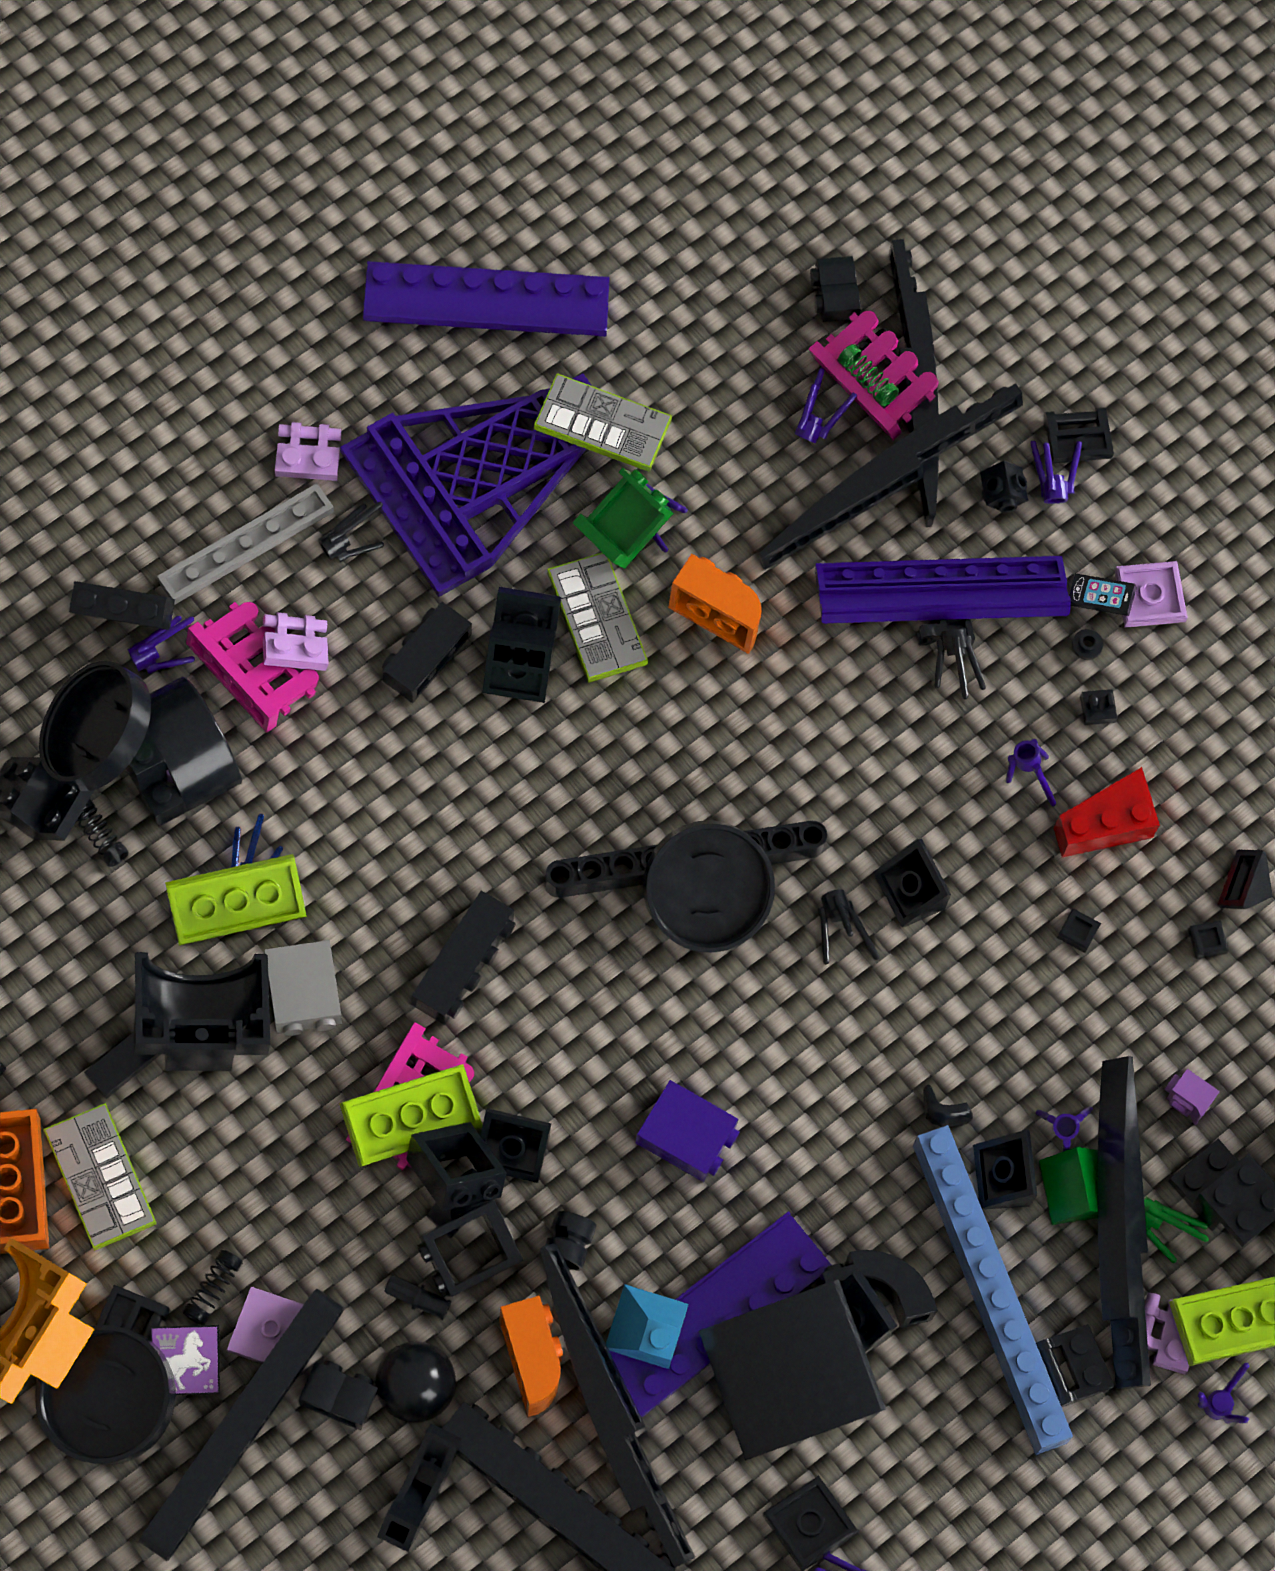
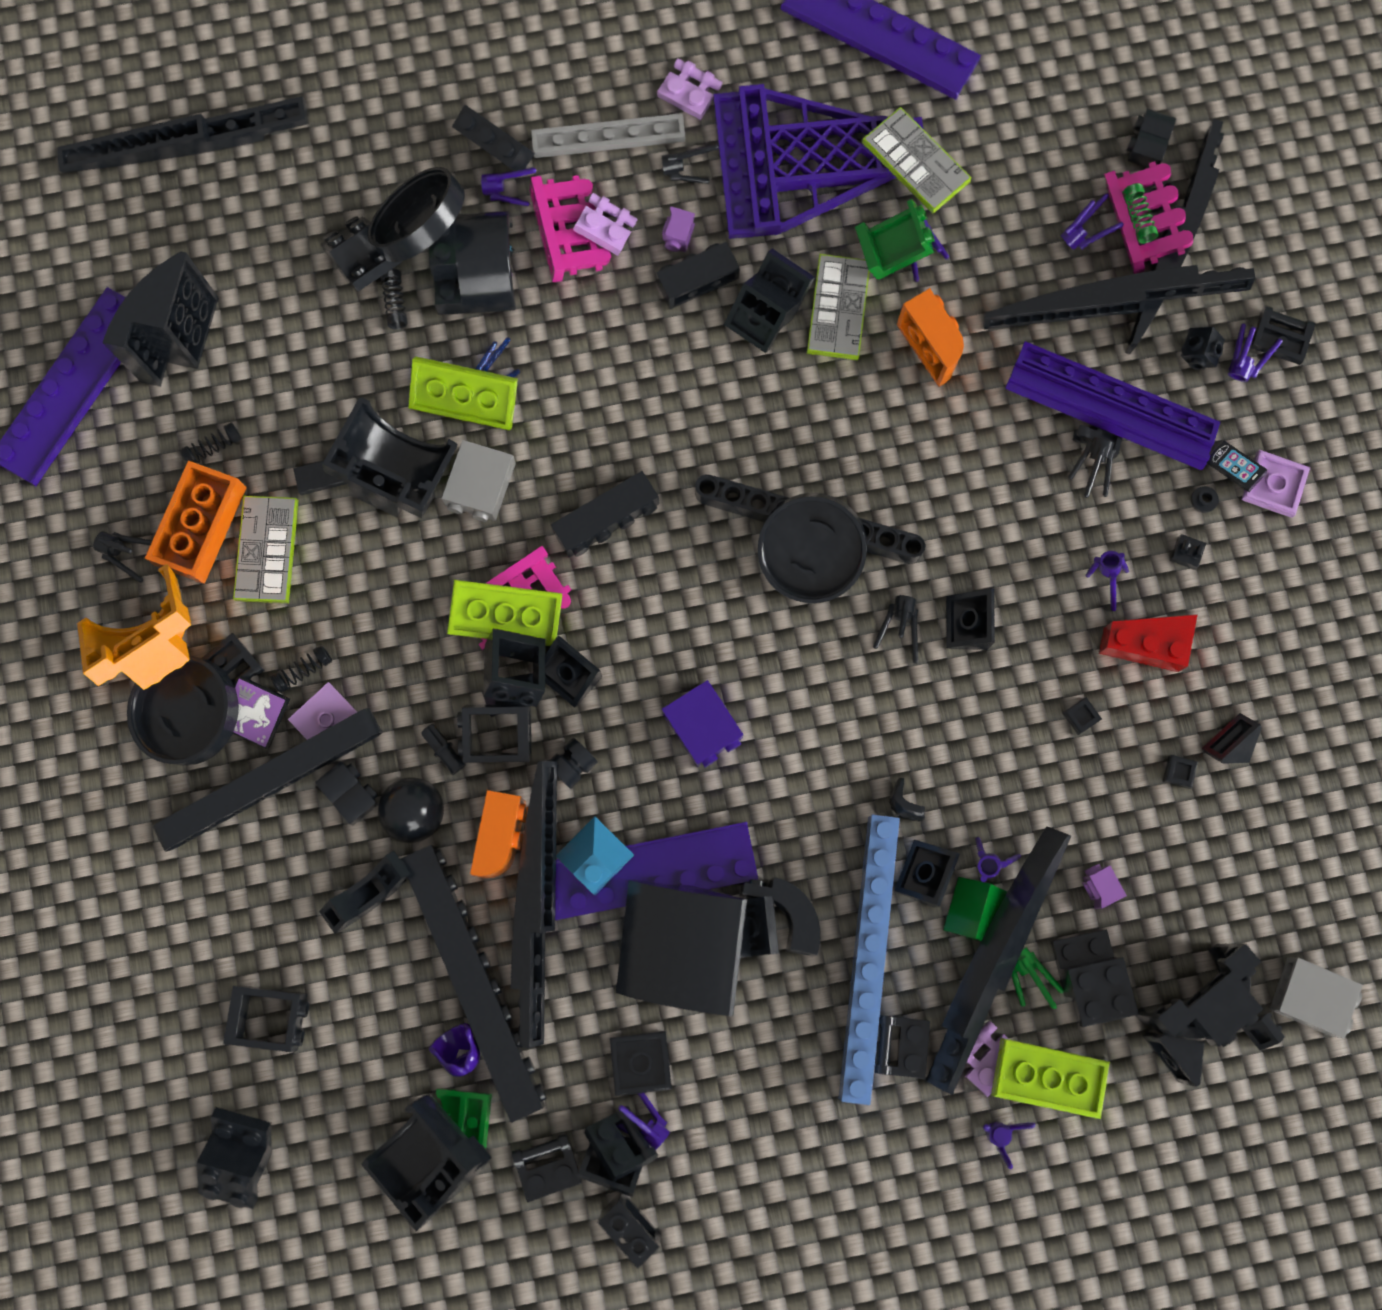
camera: 35 degrees right, 10 degrees up
(379, 612) = (678, 229): none -> medium lavender window

